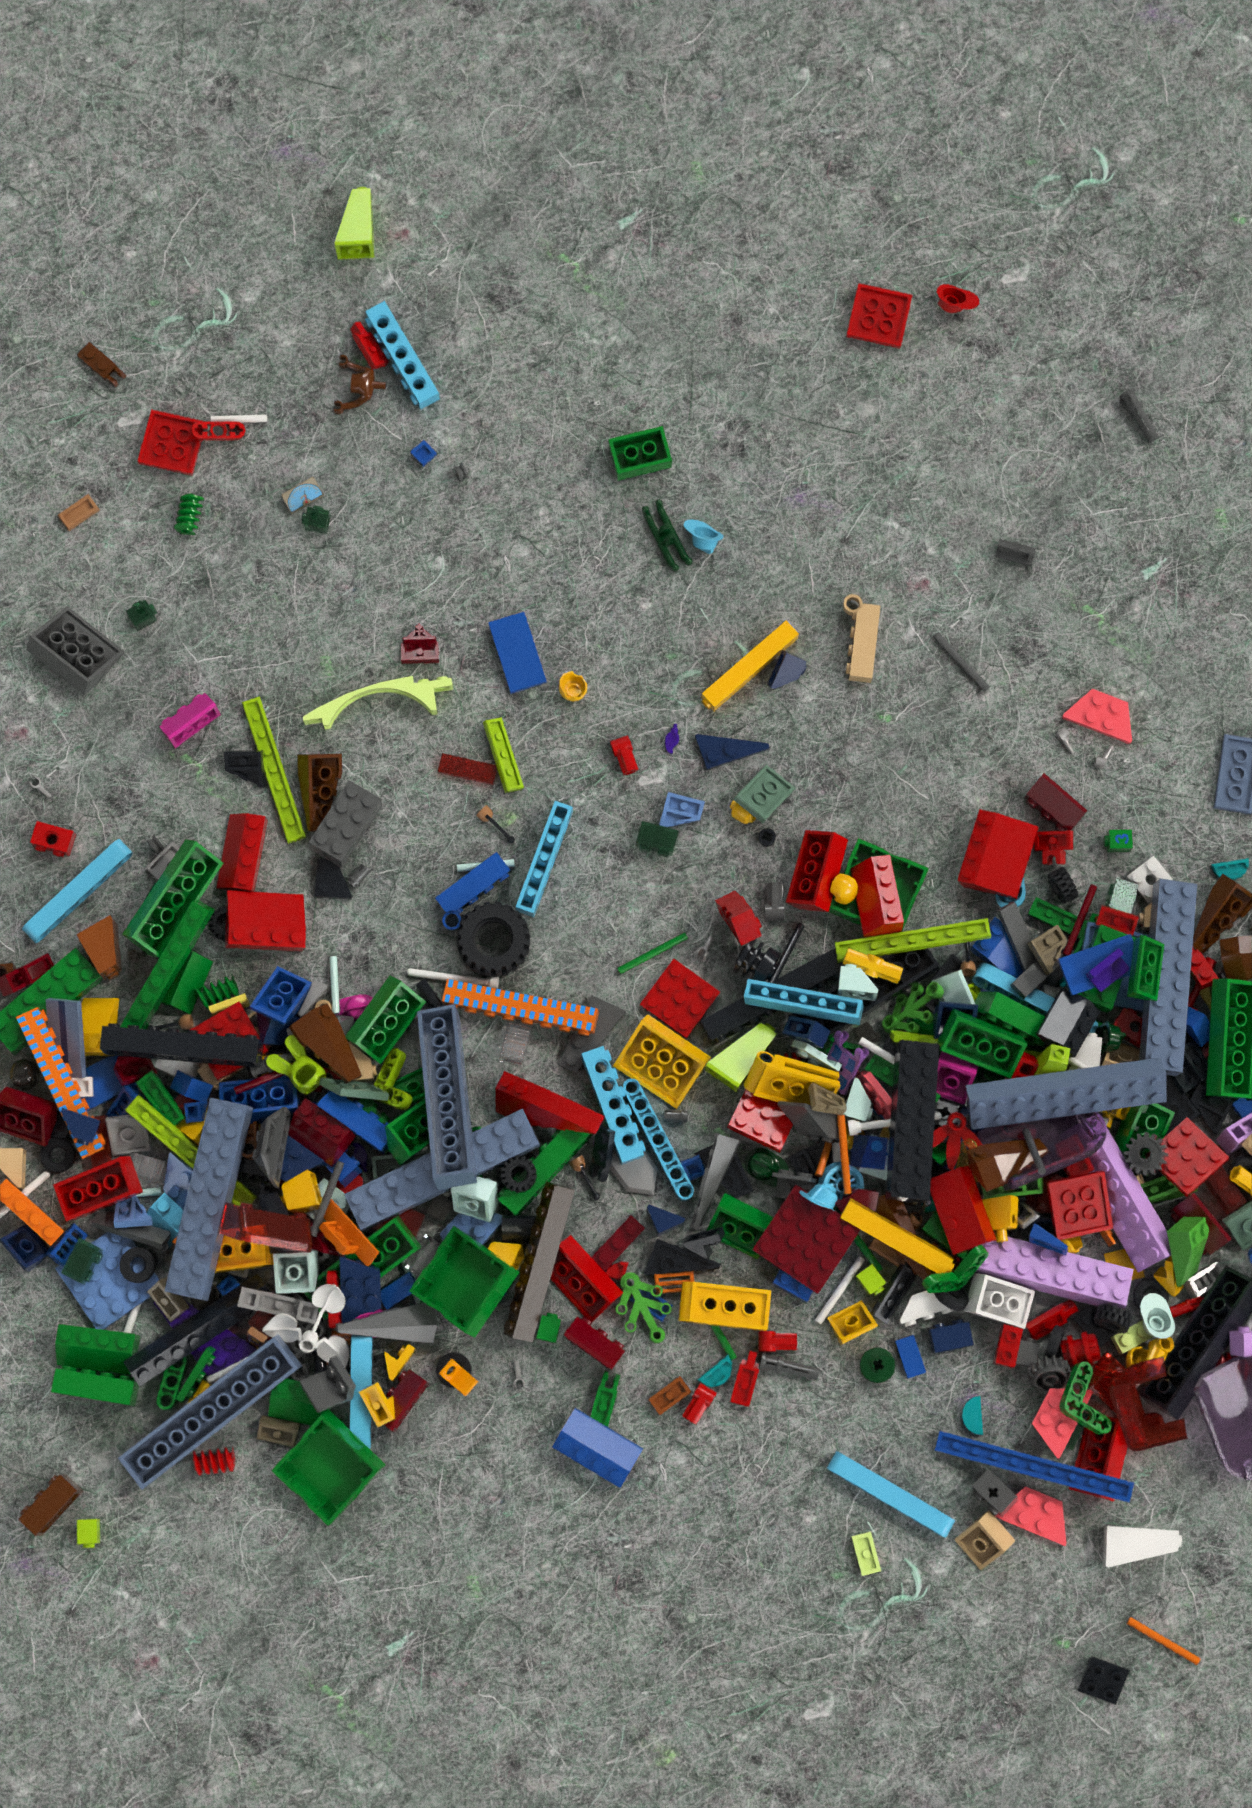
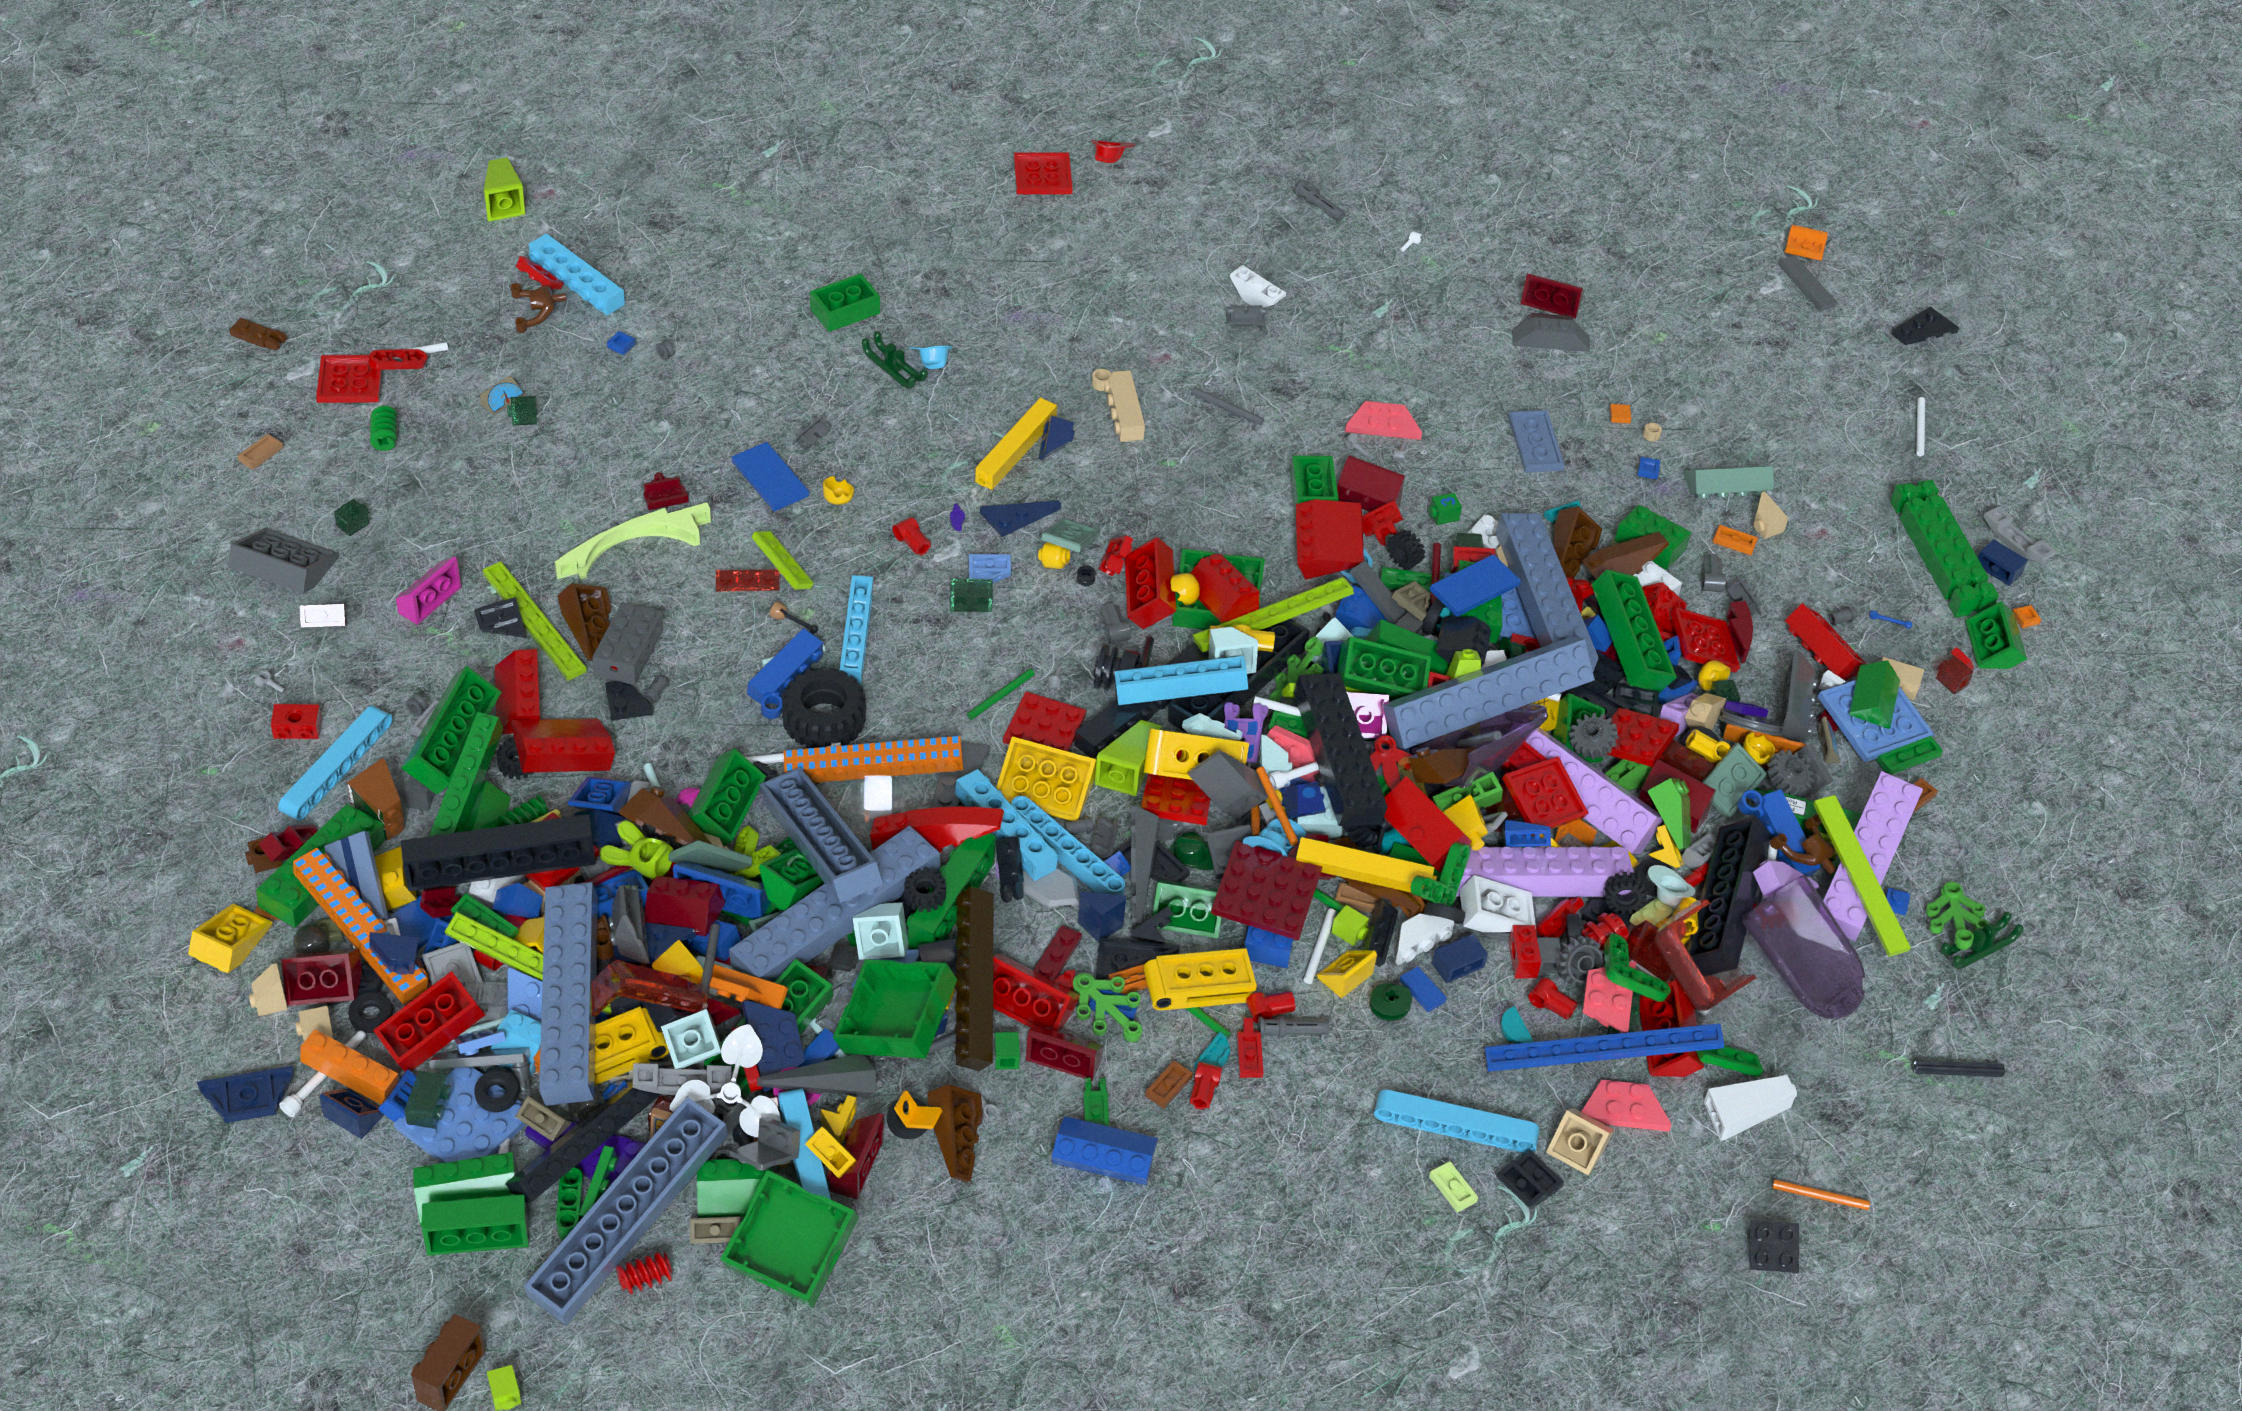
camera: 20 degrees left, 30 degrees down
(96, 724) = (322, 615): none -> plate
(195, 1111) = (528, 920): blue slope -> none
(487, 1395) = (957, 1127): none -> reddish brown wedge
(574, 601) = (816, 426): none -> dark grey hinge
(578, 1165) = (986, 886): hinge -> none
(689, 1145) = (1105, 837): none -> dark grey hinge
(739, 917) = (1084, 630): red wedge -> none
(799, 827) = (1116, 550): none -> red plate
(806, 1031) = (1194, 702): dark blue slope -> none
(825, 1100) = (1243, 756): dark tan wing -> none
(930, 1563) = (1530, 1179): none -> black slope
(989, 1482) = (1571, 1089): dark grey brick -> none
(1006, 785) = (1313, 479): none -> green brick
(1011, 1394) = (1547, 995): none -> red piece
(1035, 524) = (1255, 289): none -> white slope
(1108, 970) = (1484, 582): dark purple panel -> none
(1144, 1502) = (1732, 1059): none -> green plate
(1145, 968) = (1520, 574): green slope -> none
(1217, 485) = (1413, 238): none -> white hand

